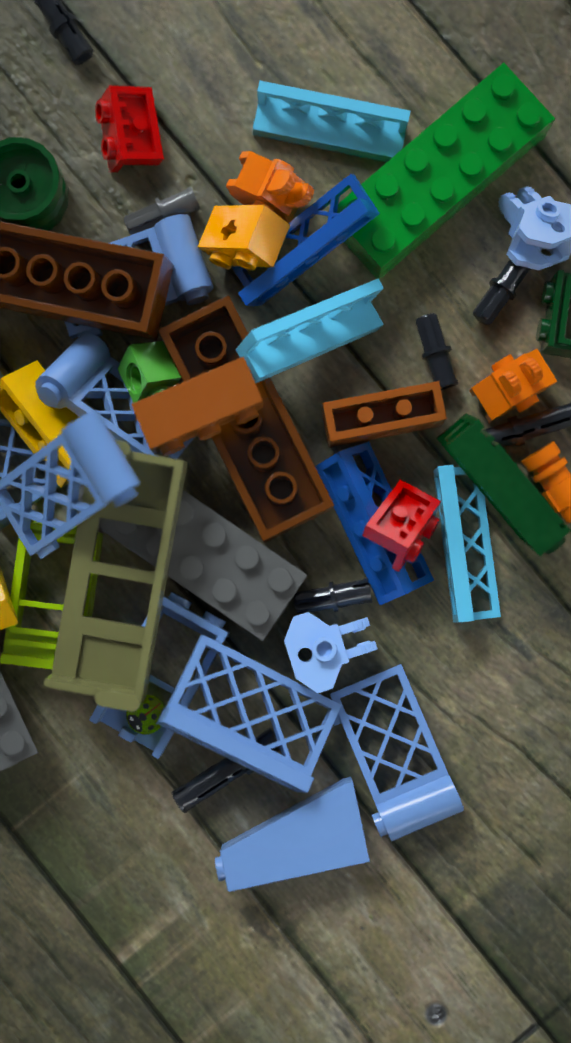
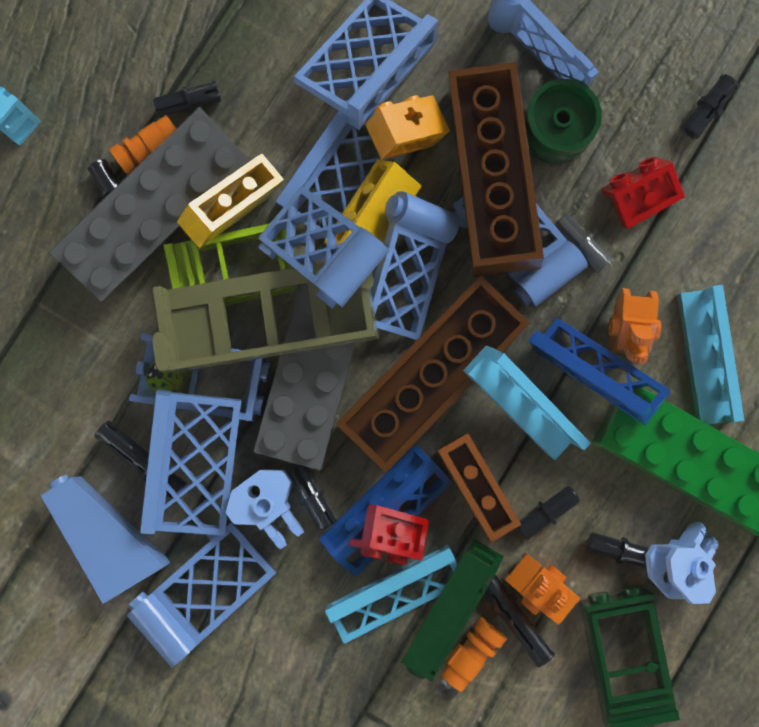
camera: 65 degrees right, 0 degrees up
(147, 370) = (442, 280): bright green brick -> none
(198, 407) = (425, 332): dark orange brick -> none
(243, 236) = (585, 318): light orange brick -> none

